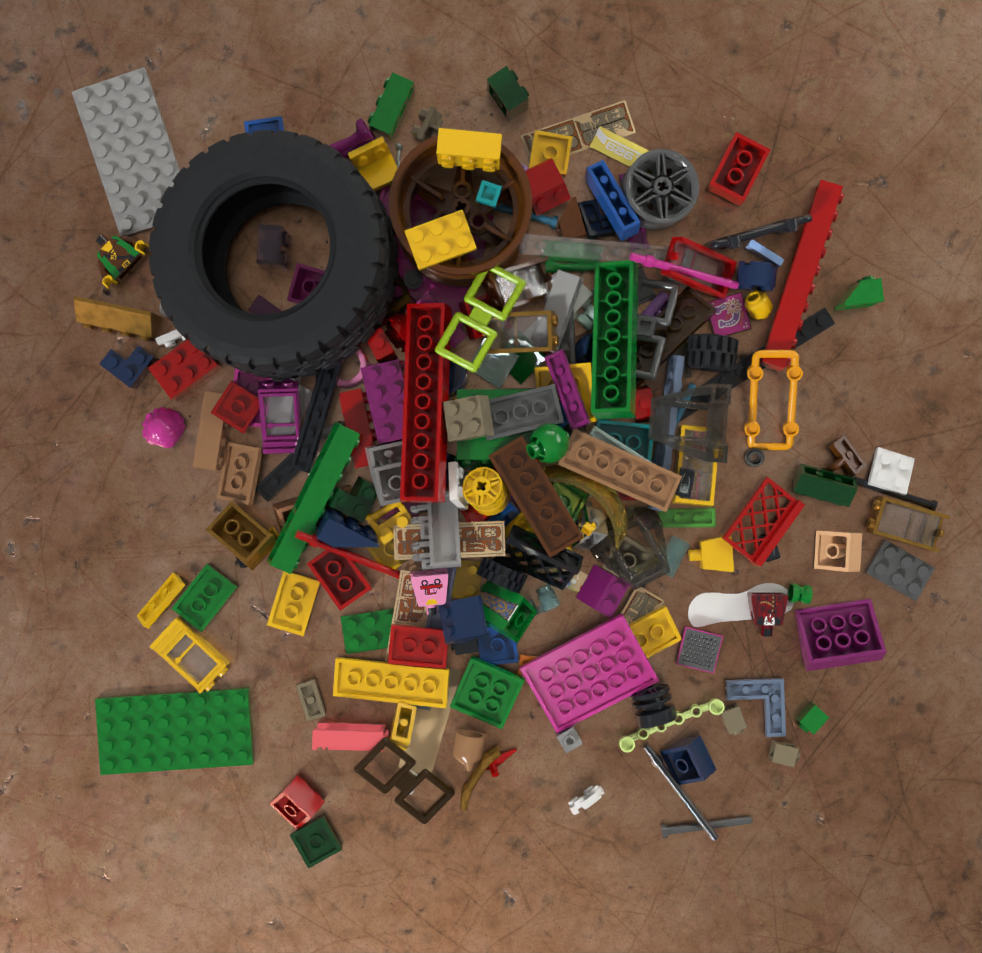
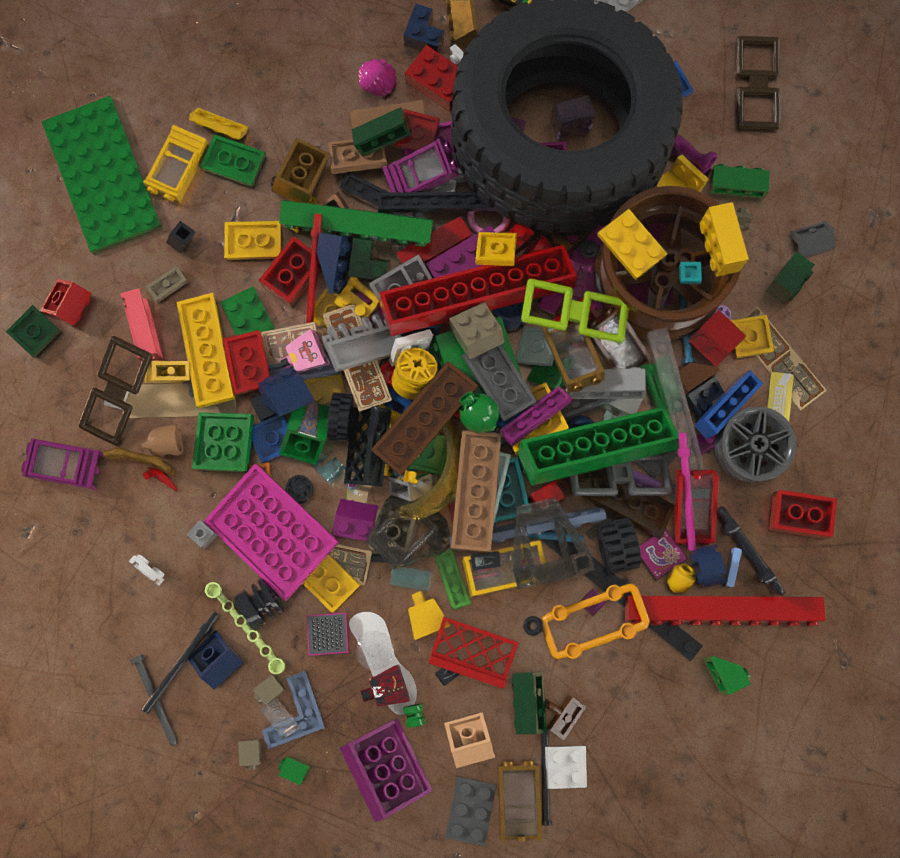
camera: 75 degrees right, 10 degrees down
(228, 443) = (381, 131): none -> dark green brick
(269, 673) = (180, 237): none -> black brick
(294, 47) = (758, 82): none -> dark brown bar
(390, 371) = (496, 249): none -> yellow tile
(456, 850) = (61, 464): none -> magenta door
(473, 54) = (814, 238): none -> dark grey panel
(554, 633) = (299, 488): none -> black wheel
(718, 608) = (382, 657): none -> clear dish
(745, 395) = (592, 610): none -> magenta tile
(763, 717) = (280, 718): none -> clear plate

